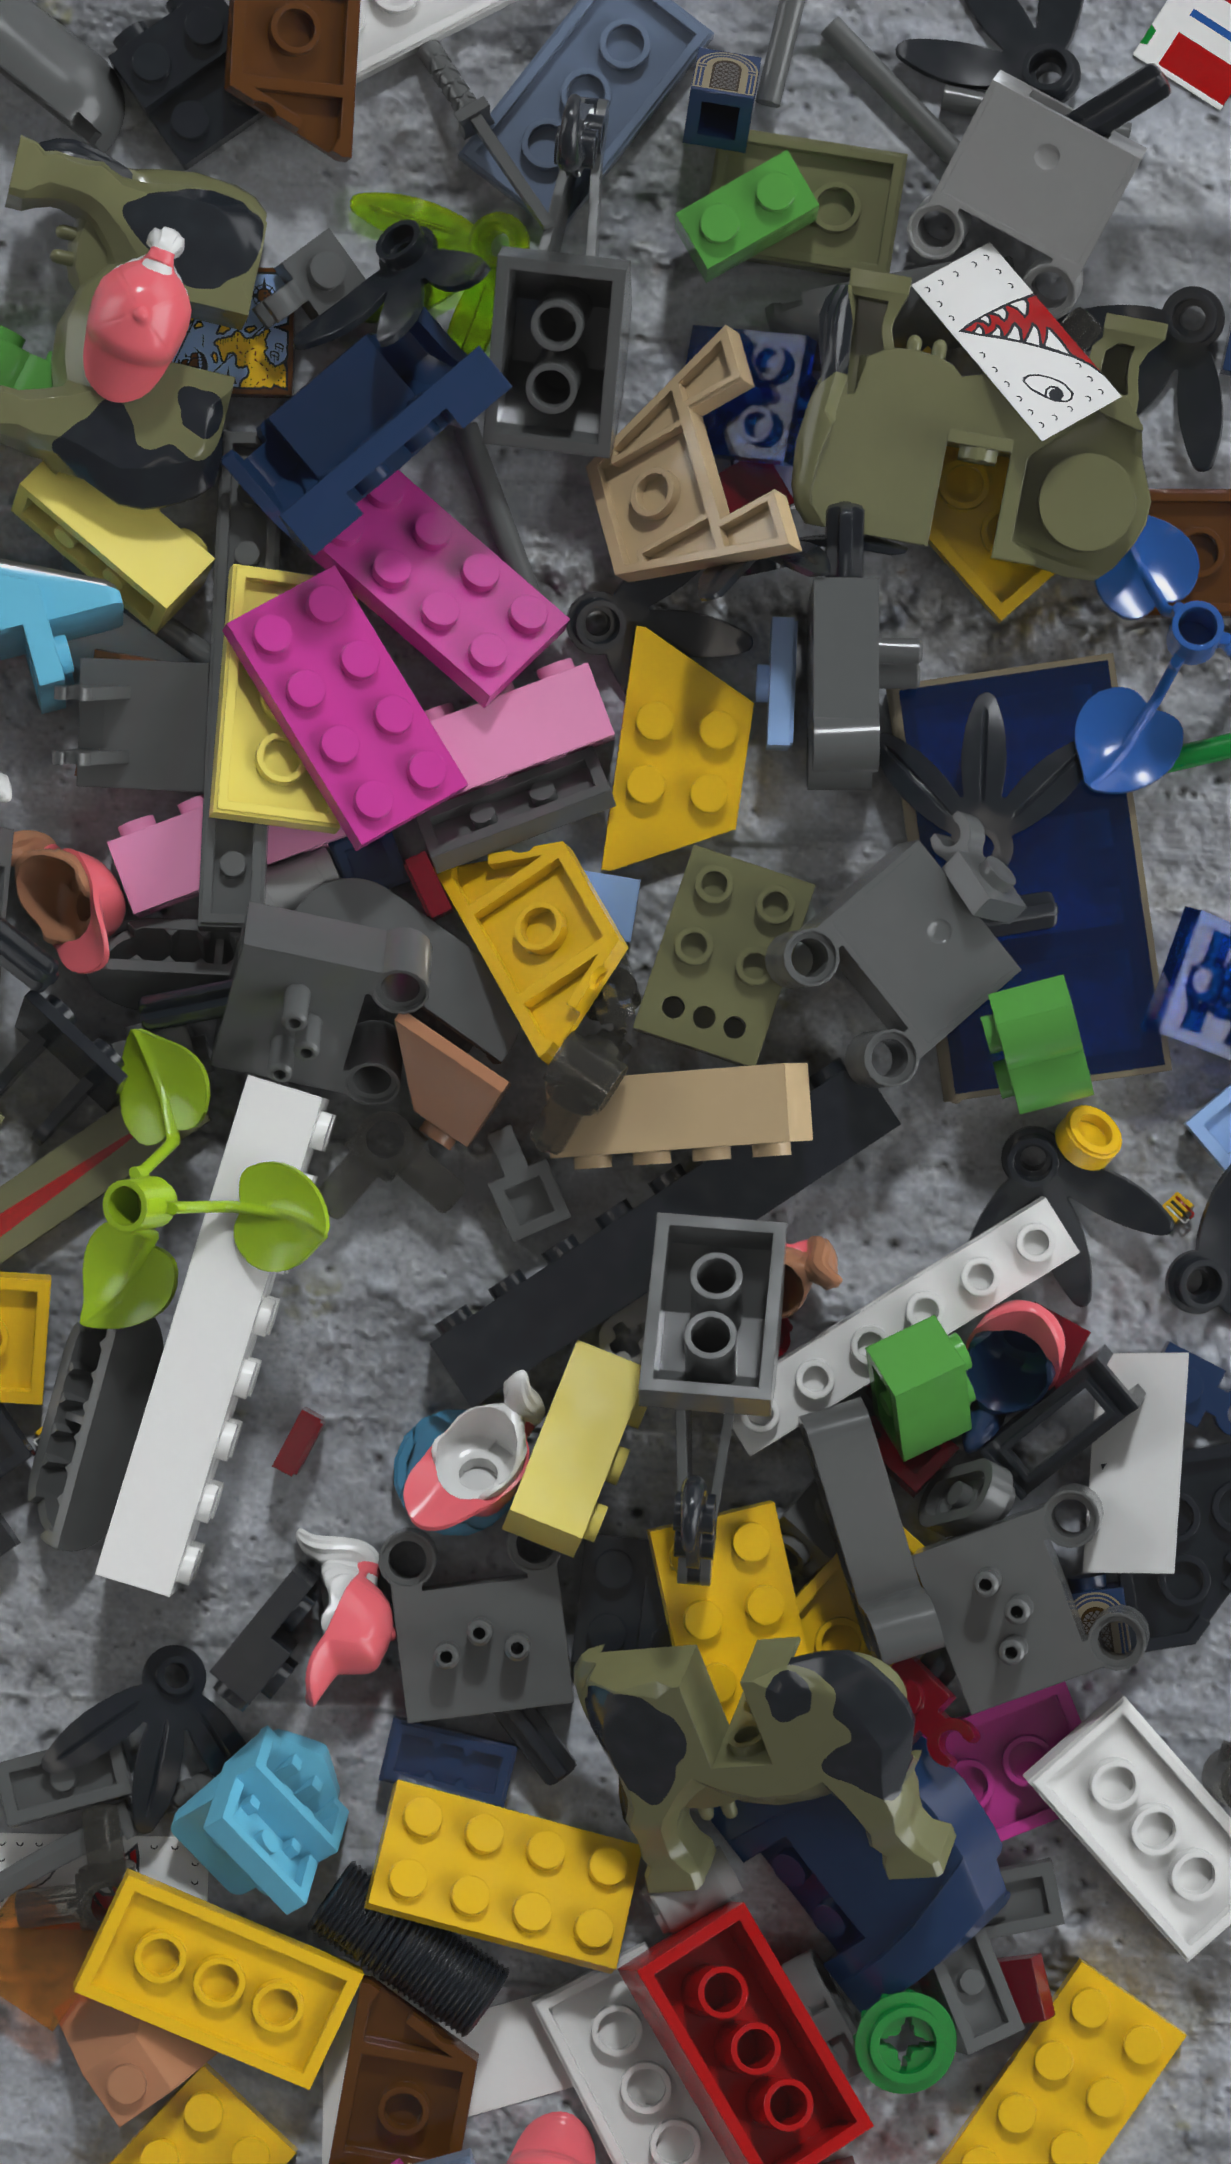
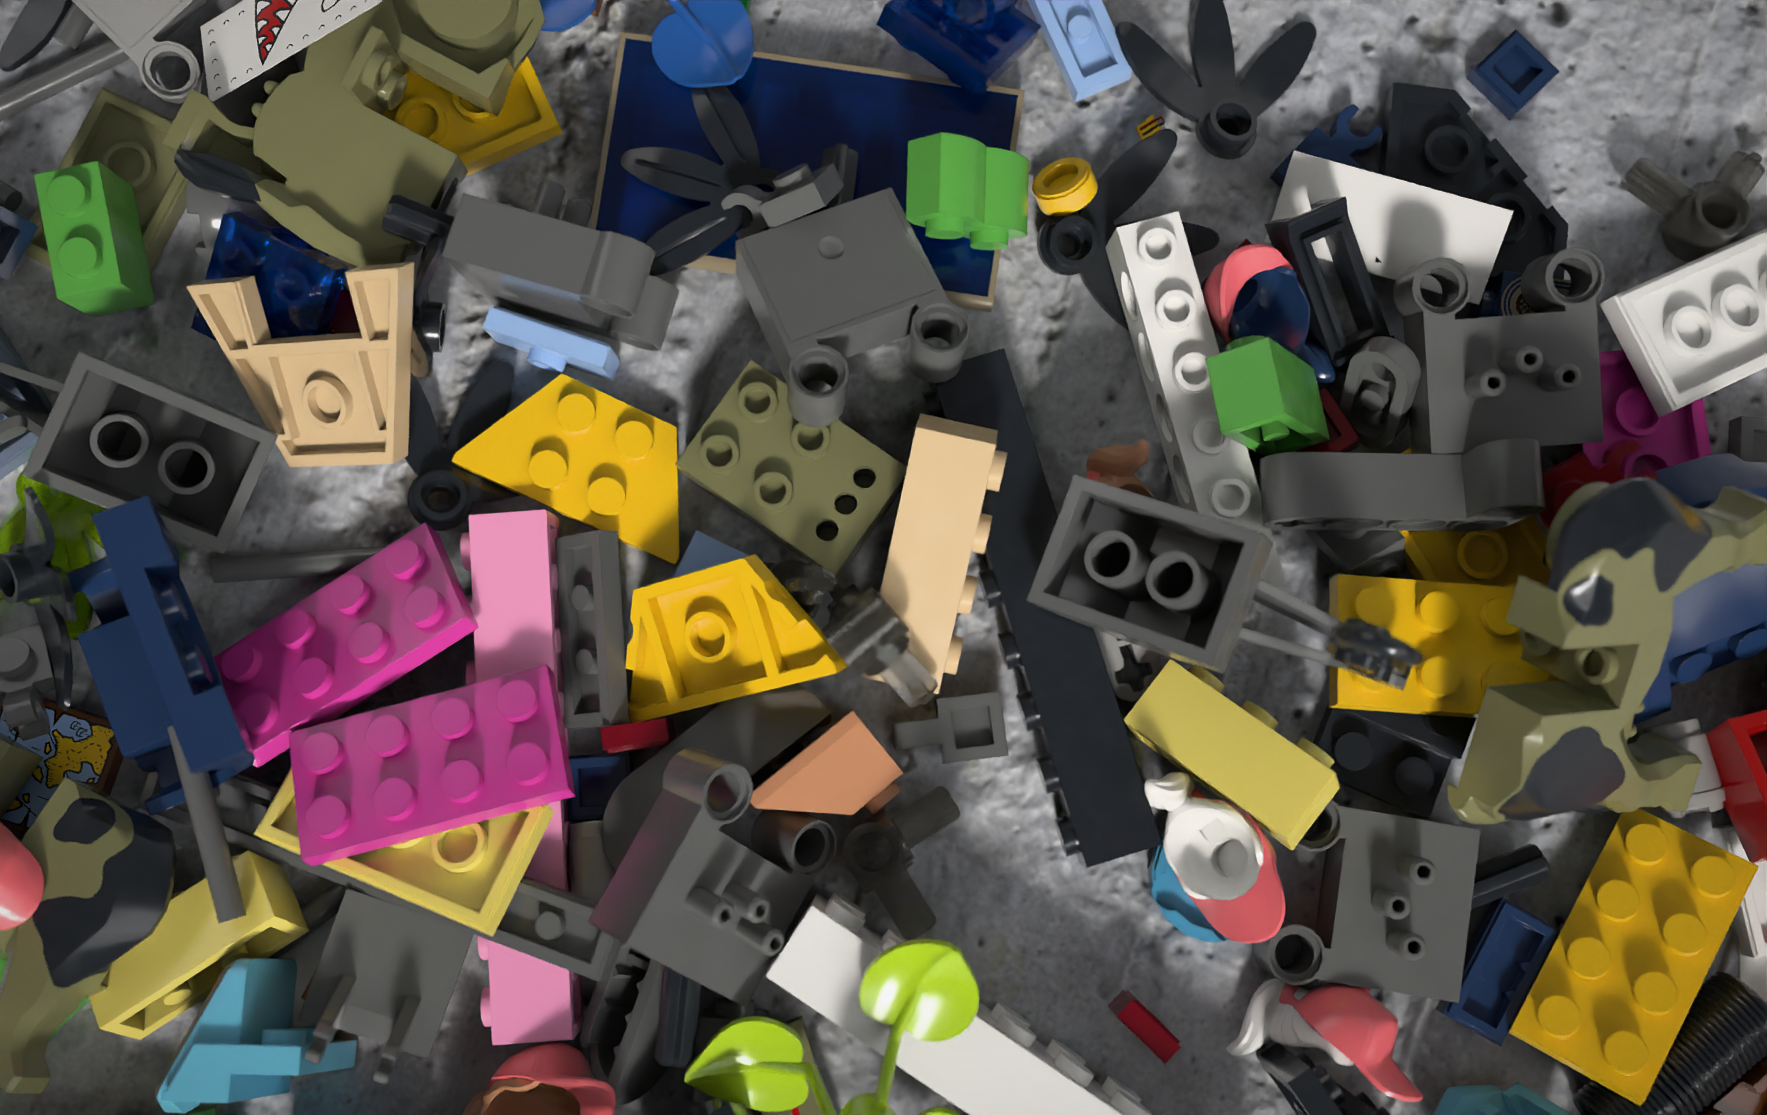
camera: 70 degrees left, 5 degrees down
(233, 518) = (210, 838): none -> dark grey bar

